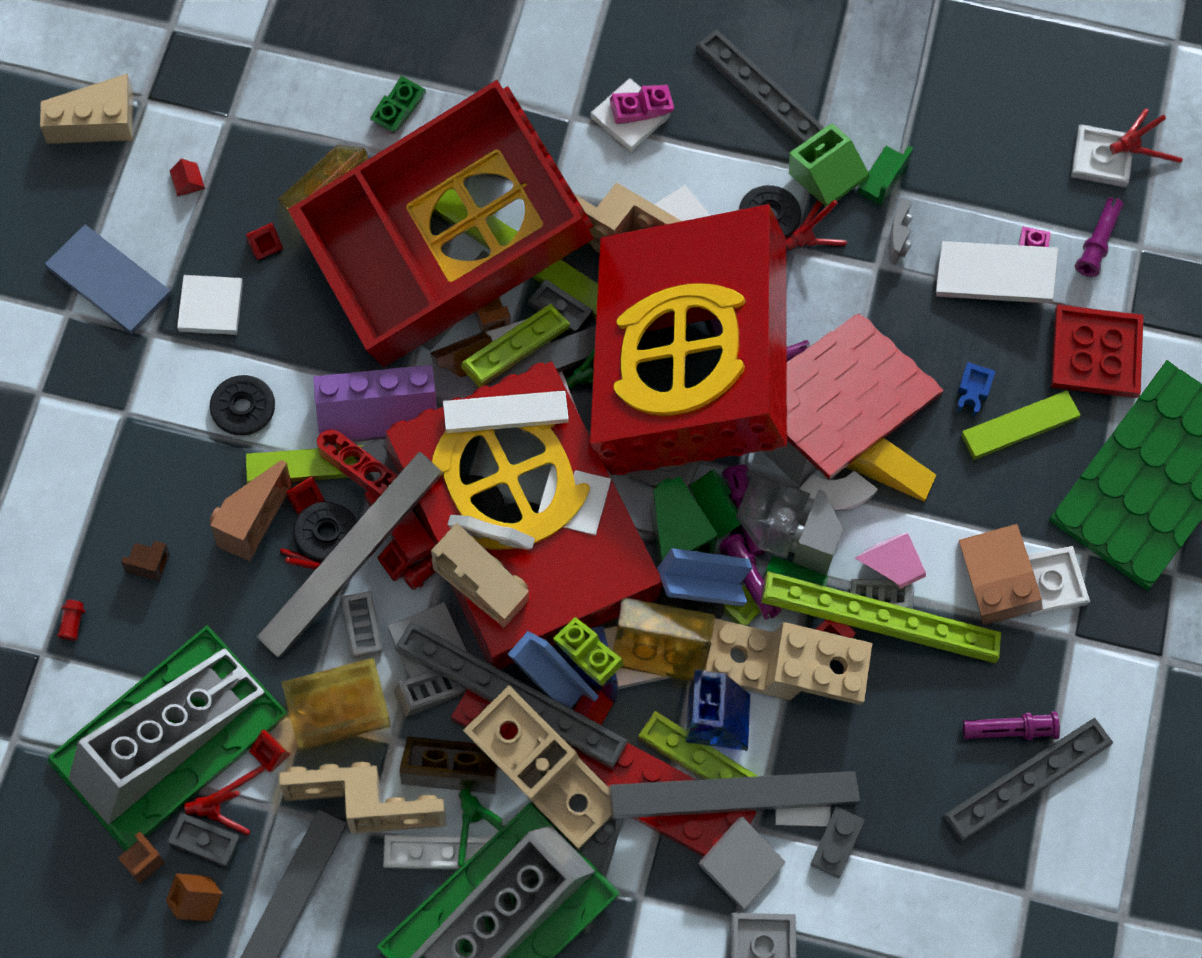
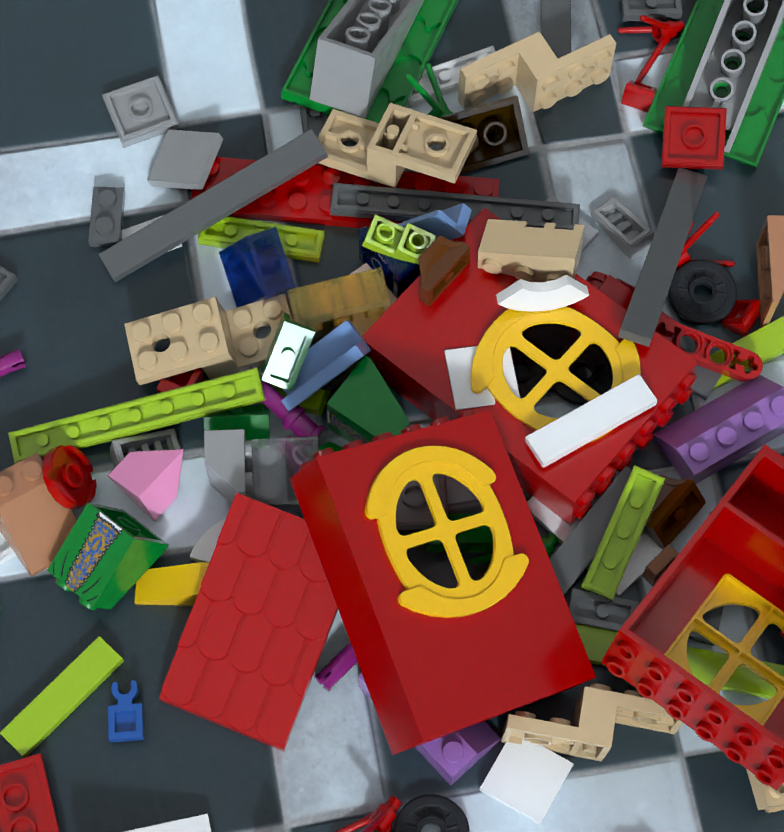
camera: 160 degrees right, 0 degrees up
(250, 670) = (694, 137): none -> red tile
(336, 704) = (603, 140): clear yellow brick -> none
(421, 704) = (537, 172): light grey slope -> none
(565, 601) = (440, 266): none -> reddish brown slope
(733, 604) = (287, 353): none -> panel
(947, 509) = (105, 556): none -> green slope
(959, 588) = (68, 476): none -> red tile

